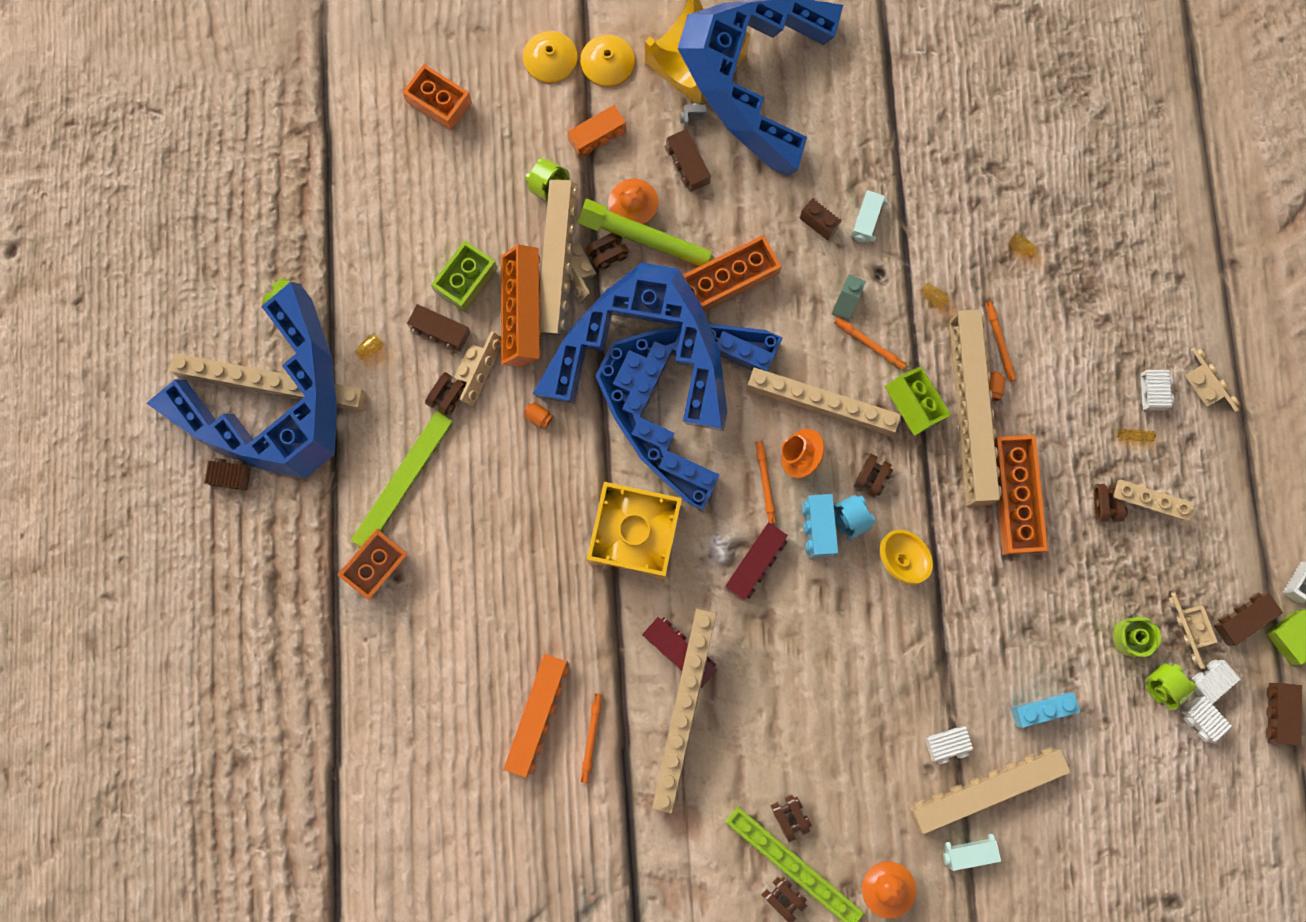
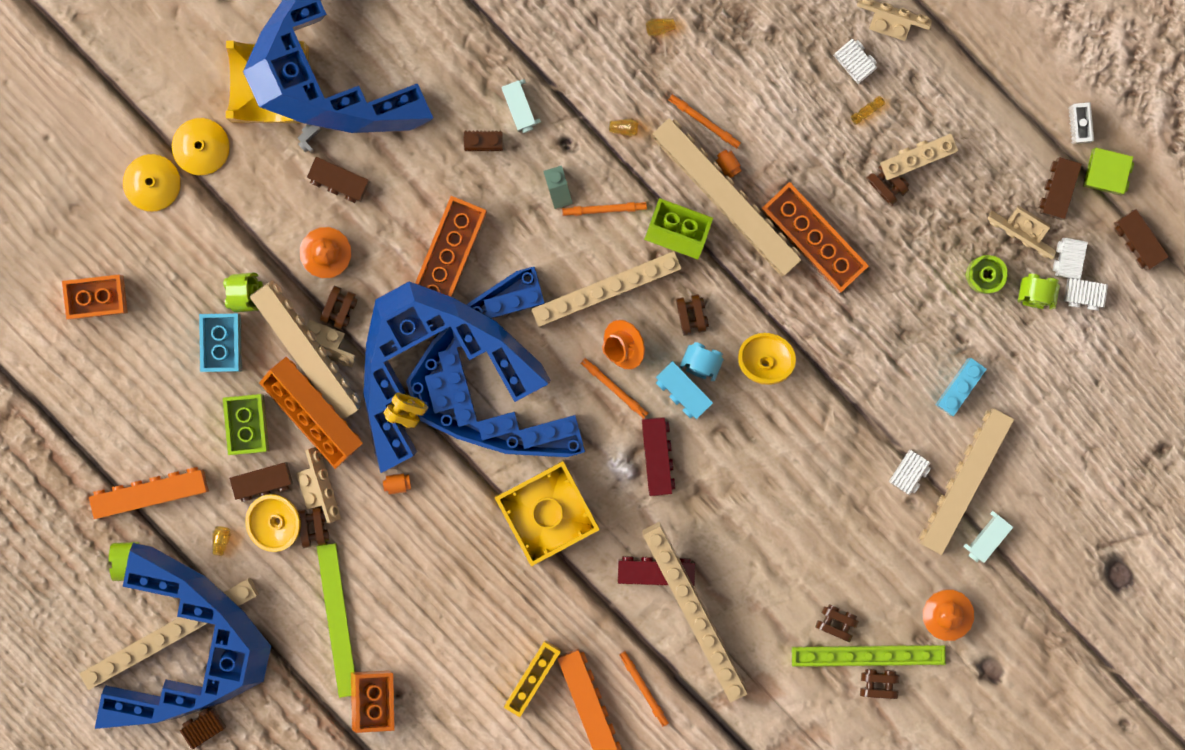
camera: 35 degrees left, 10 degrees up
(348, 268) = (149, 493): none -> orange brick
(412, 359) = (262, 523): none -> yellow dish
(498, 202) = (220, 342): none -> medium azure brick
(510, 652) = (532, 678): none -> yellow brick
(588, 367) = (405, 410): none -> yellow brick
(596, 216) = (308, 292): lime brick -> none
(597, 131) = (245, 216): orange brick -> none

